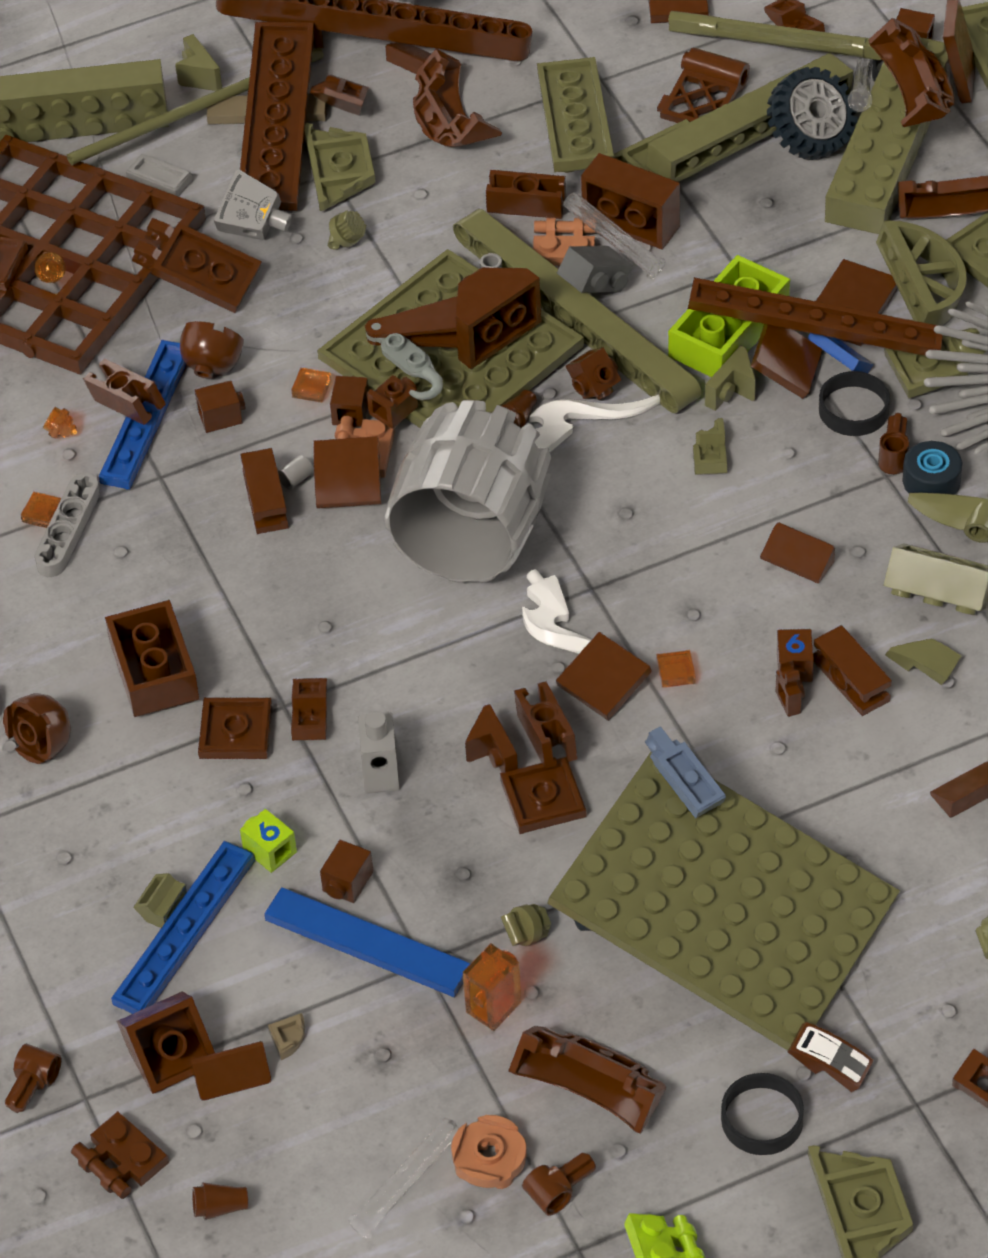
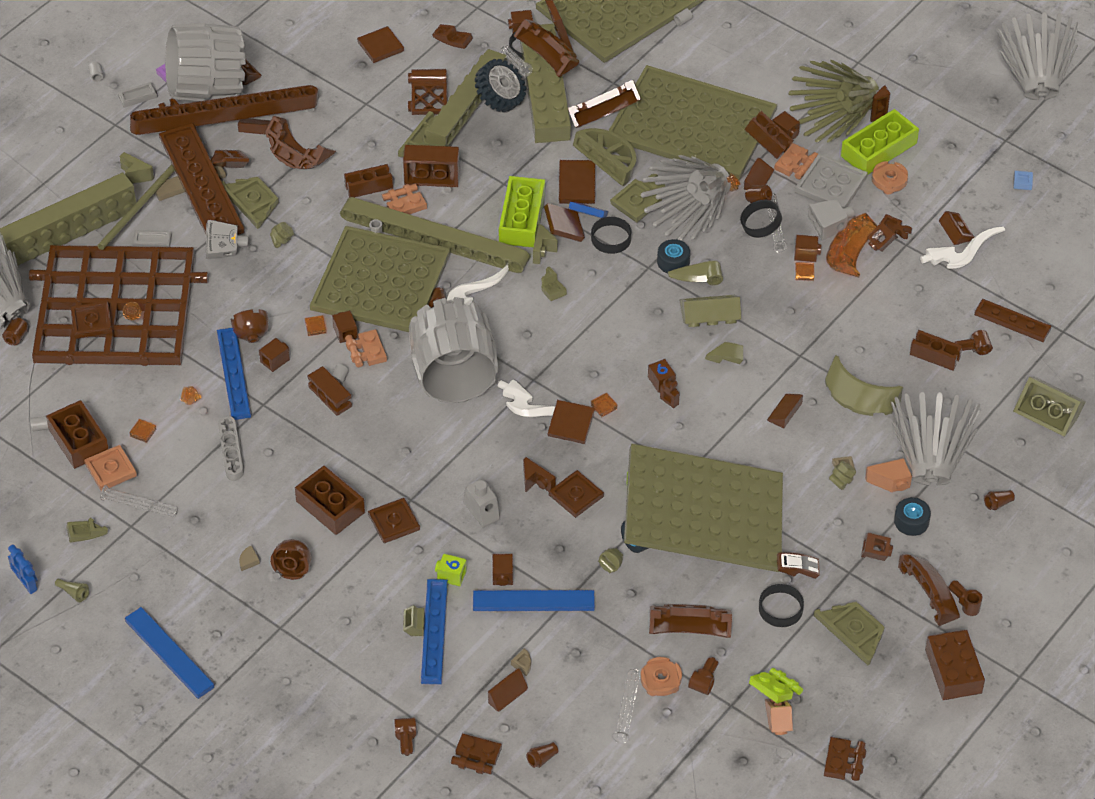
camera: 30 degrees left, 0 degrees up
(40, 509) = (210, 445): clear orange tile -> none
(124, 391) = (218, 364): reddish brown piece -> none
(166, 1040) = (465, 688): reddish brown slope -> none
(197, 263) = (211, 280): reddish brown tile -> none
(309, 709) = (426, 495): reddish brown slope -> none
(347, 472) = (370, 364): reddish brown slope -> none
(392, 401) = (372, 313): reddish brown brick -> none
(483, 318) = (393, 260): reddish brown slope -> none
(492, 986) = (617, 596): clear orange brick -> none
(545, 725) = (559, 457): reddish brown piece -> none
(574, 113) = (369, 127): olive plate -> none
(593, 374) = (468, 266): reddish brown brick -> none
(595, 269) = (435, 209): dark grey brick -> none
(614, 235) = (431, 187): clear axle -> none
(684, 773) = (656, 451): sand blue hinge -> none
(771, 34) = (449, 48): olive piece -> none
(798, 552) = (630, 322): reddish brown slope -> none
(813, 317) = (571, 195): reddish brown plate -> none
(851, 670) = (695, 372): reddish brown piece -> none
(894, 445) = (646, 249): reddish brown axle -> none

